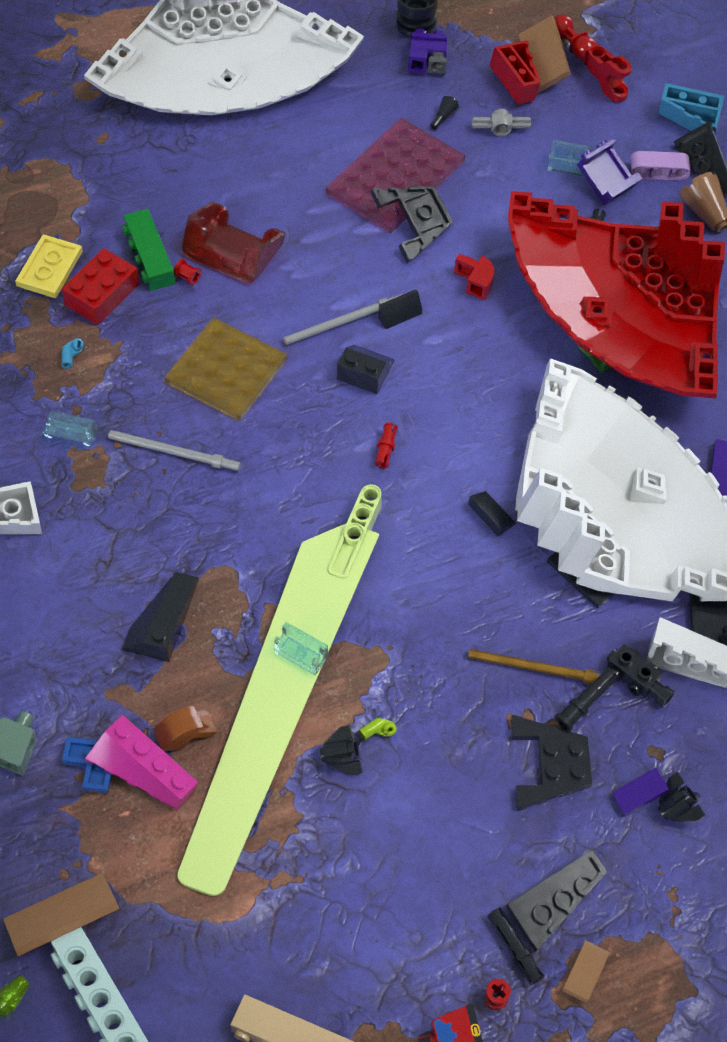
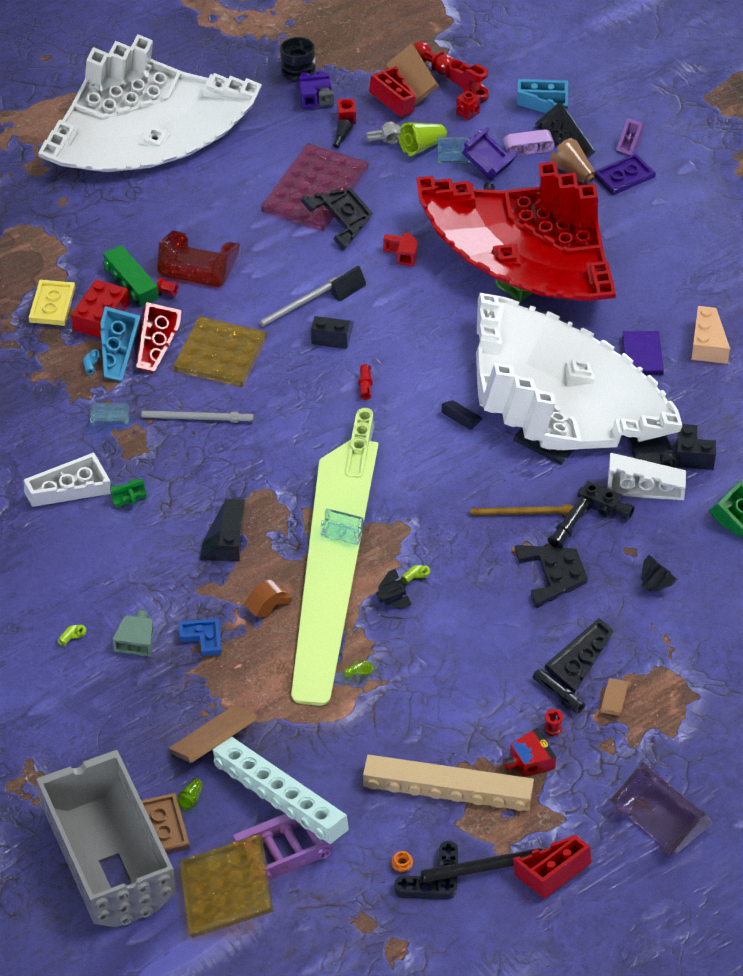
camera: 10 degrees left, 10 degrees down
(61, 540) = (128, 493): none -> green hips
(107, 333) = (117, 339): none -> dark azure wedge
(142, 763) = (244, 625): dark pink wedge -> none
(156, 331) = (156, 332): none -> red wedge
(273, 852) = (359, 667): none -> clear neon green arm
(457, 85) = (346, 110): none -> red brick
(533, 134) = (419, 136): none -> lime cone
(600, 103) = (468, 105): none -> red brick
(641, 791) = (625, 575): dark purple tile -> none

